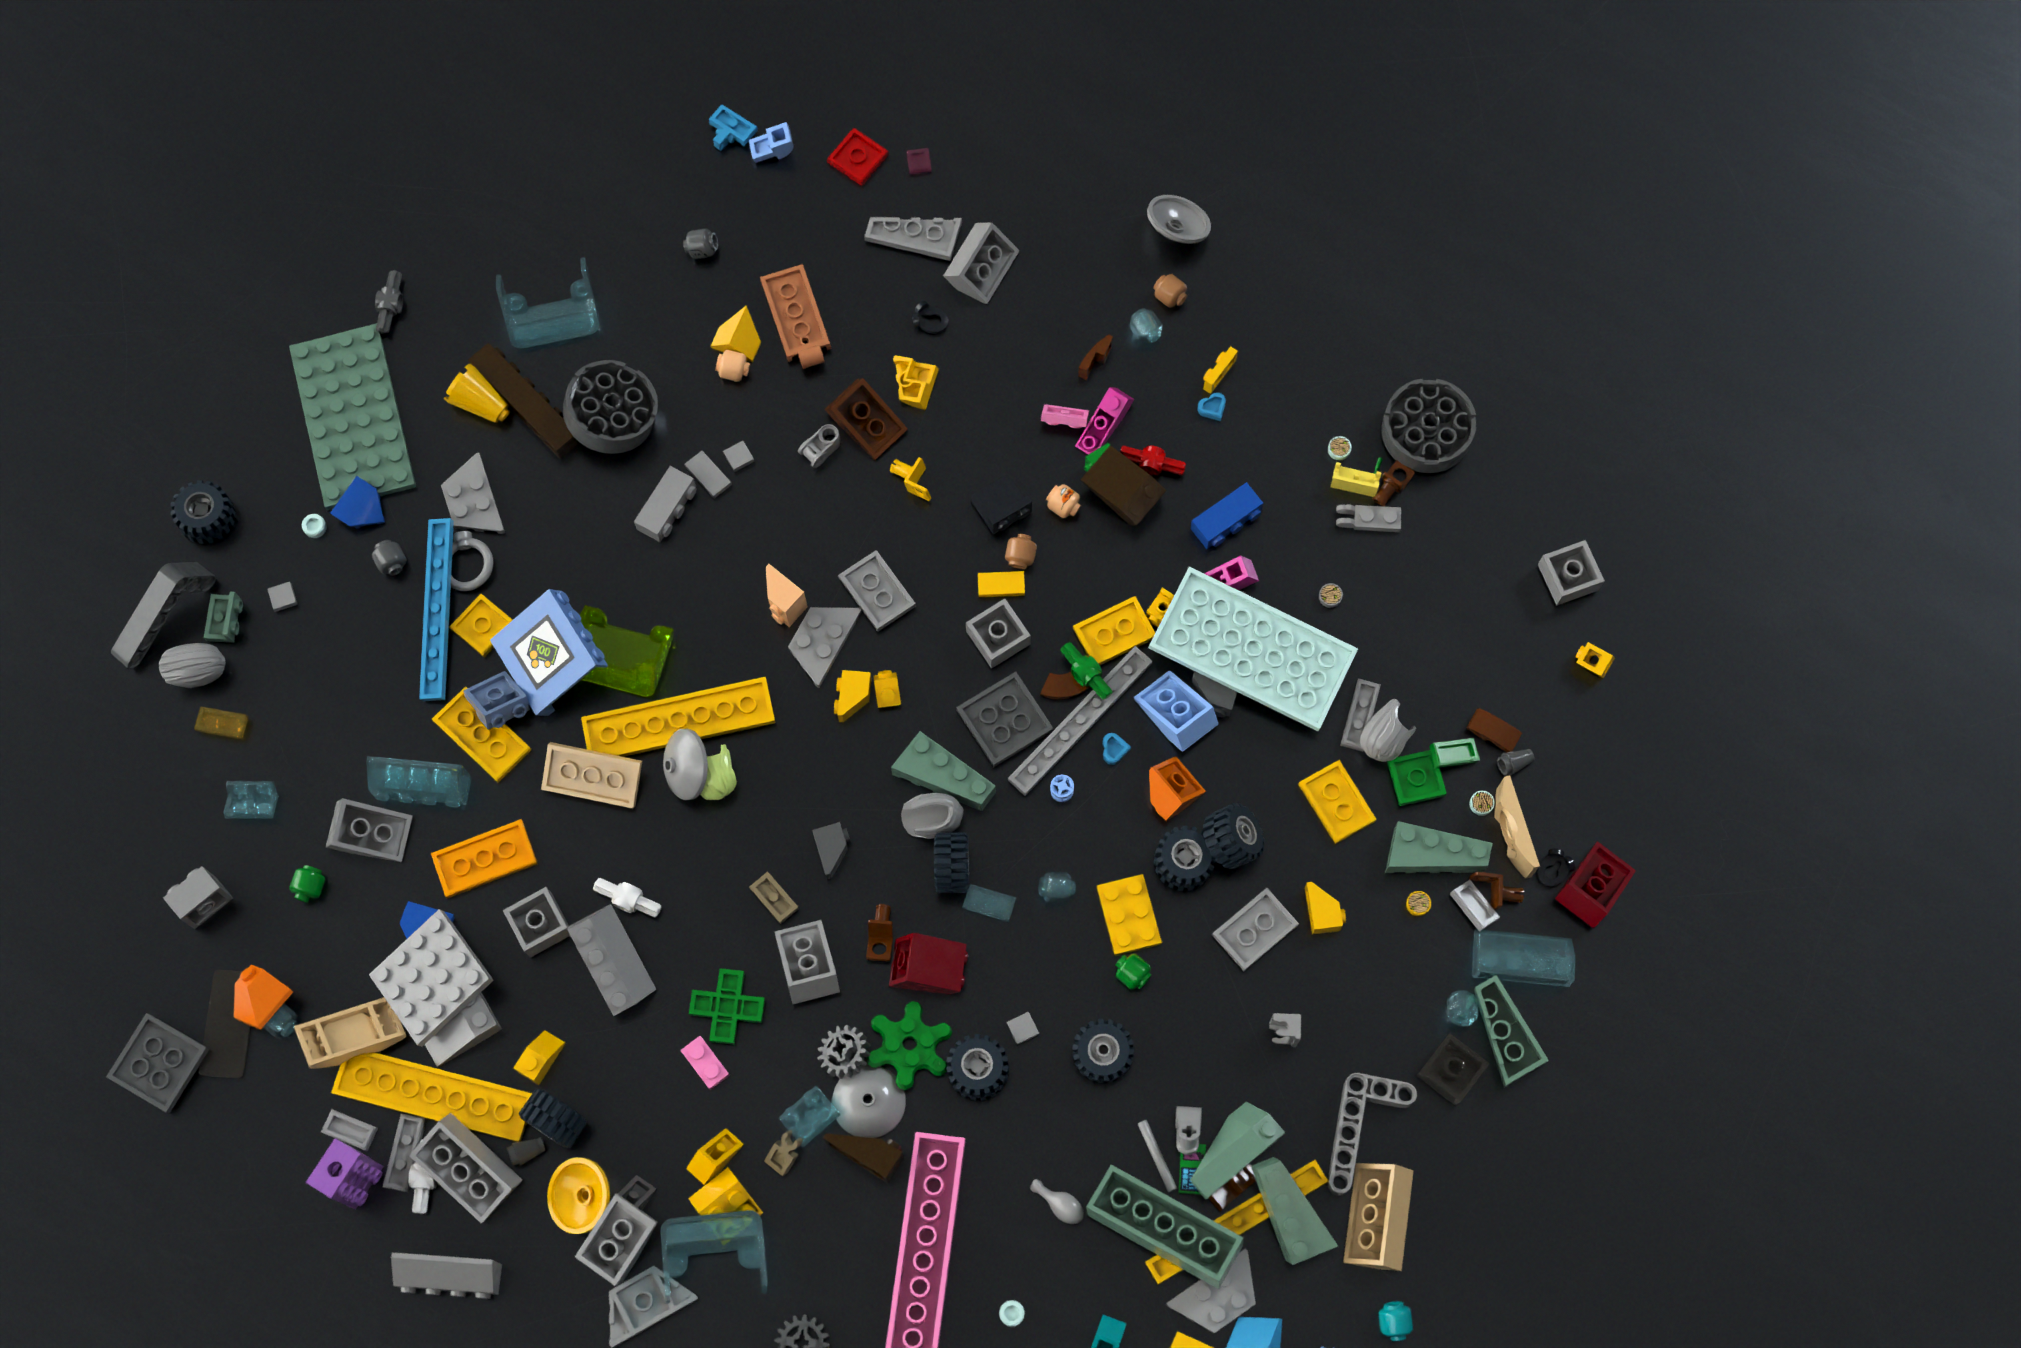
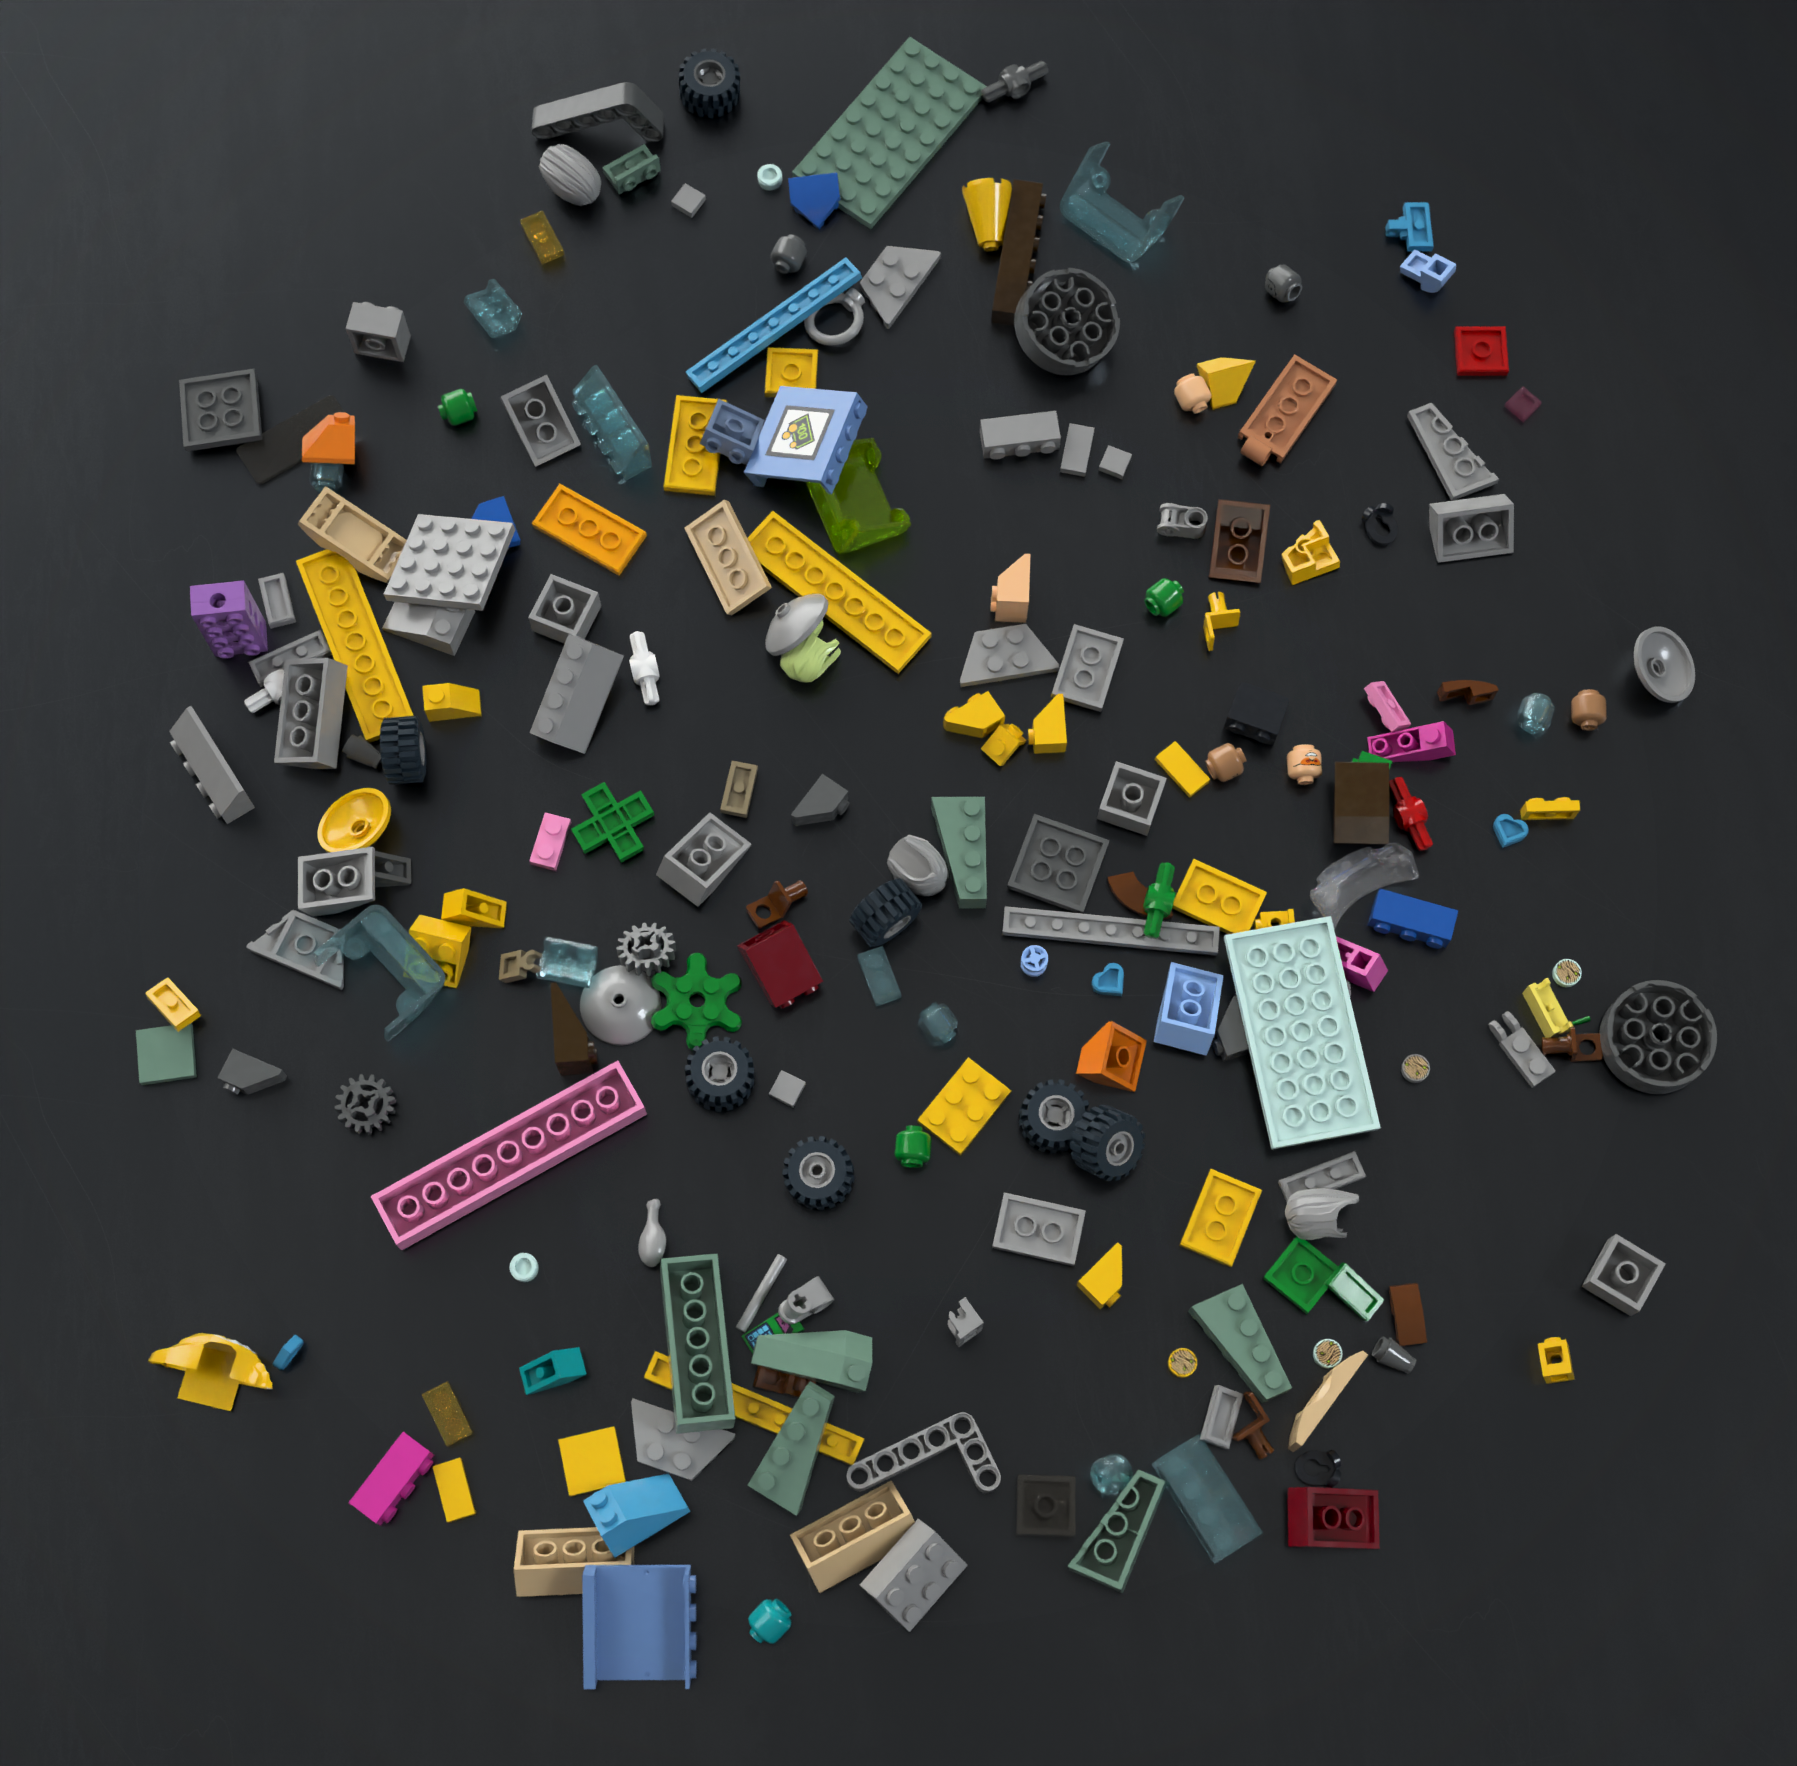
camera: 50 degrees right, 0 degrees up
(868, 500) = (1164, 597): none -> green head
(902, 649) = (1049, 728): none -> yellow slope
(1168, 527) = (1359, 875): none -> clear windscreen
(1437, 1195) = (913, 1575): none -> light grey brick

